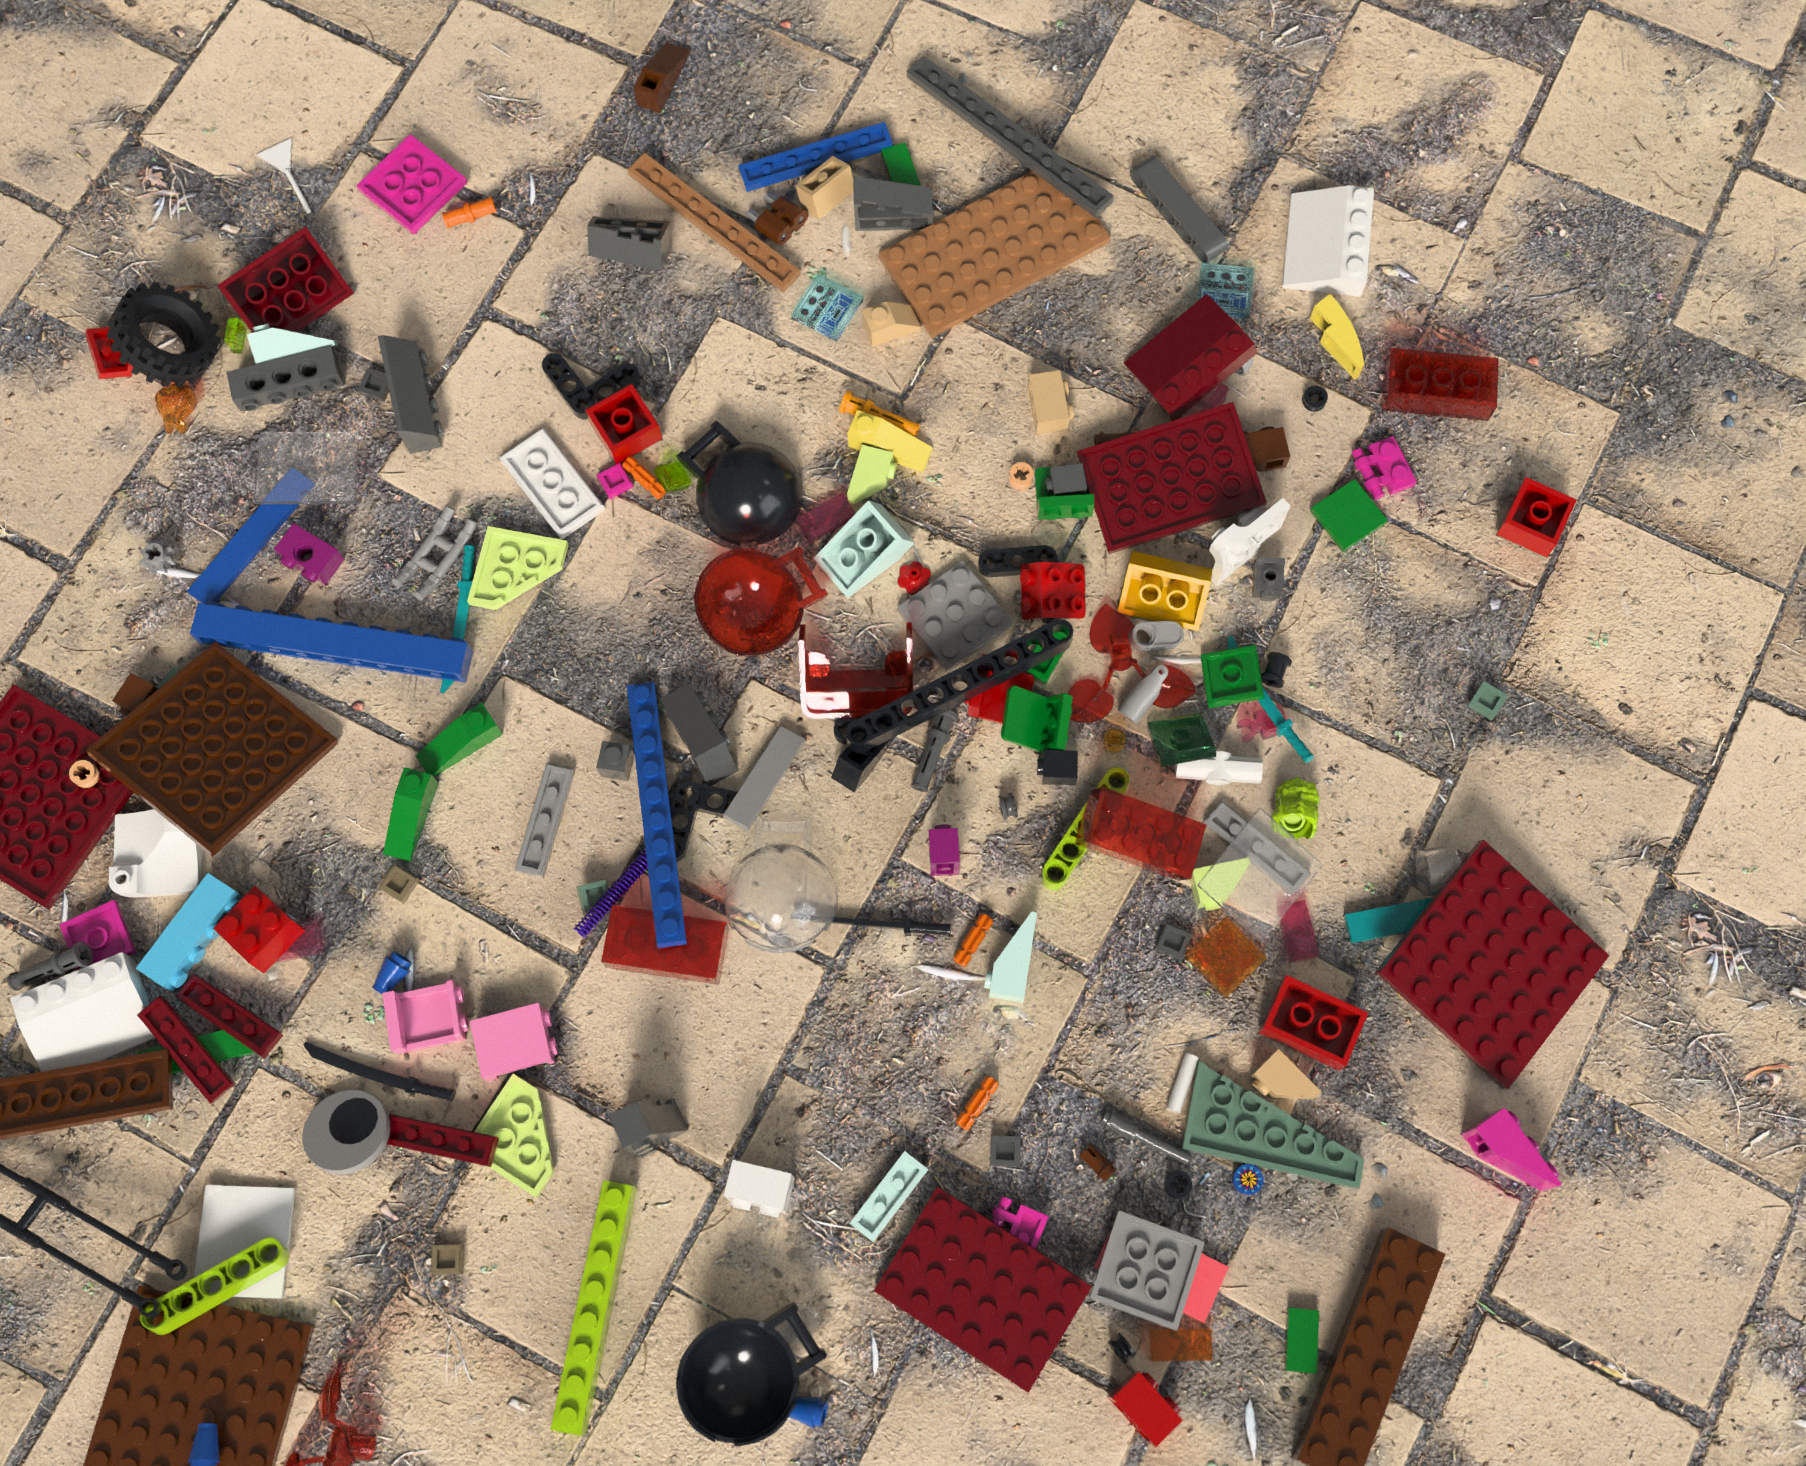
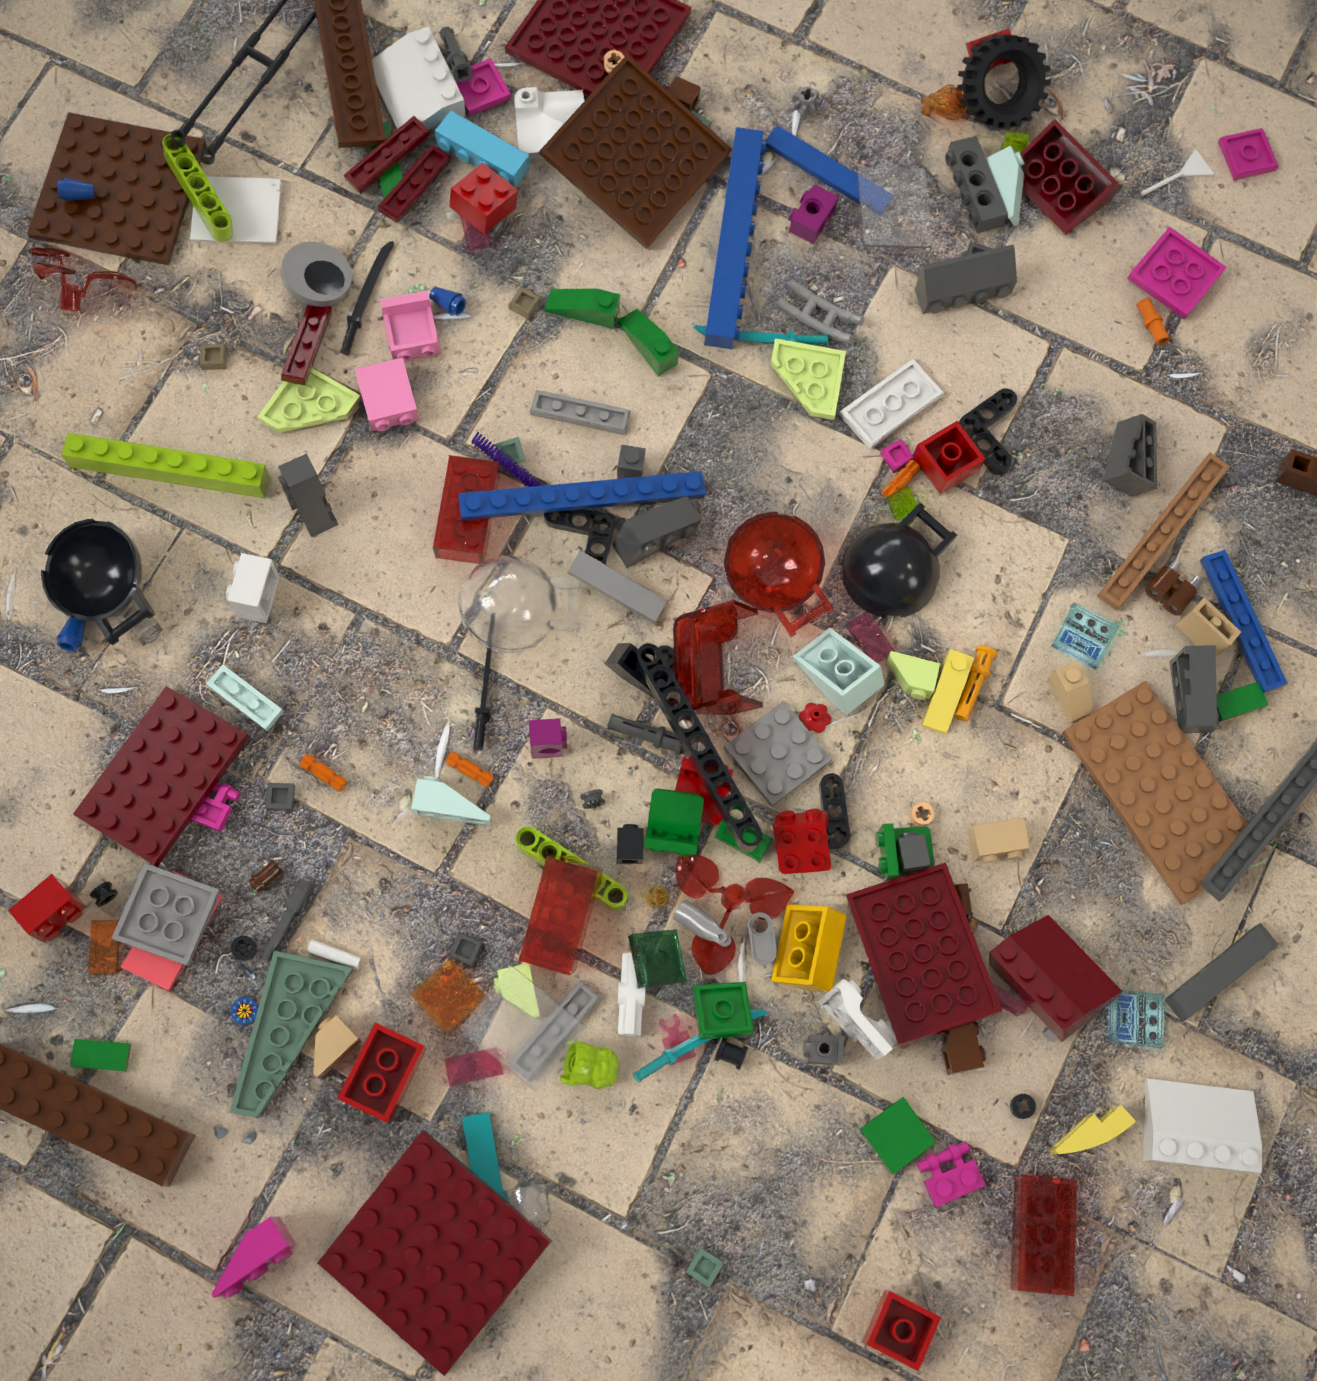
camera: 80 degrees right, 0 degrees up
(269, 102) = (1248, 154): none -> dark pink tile

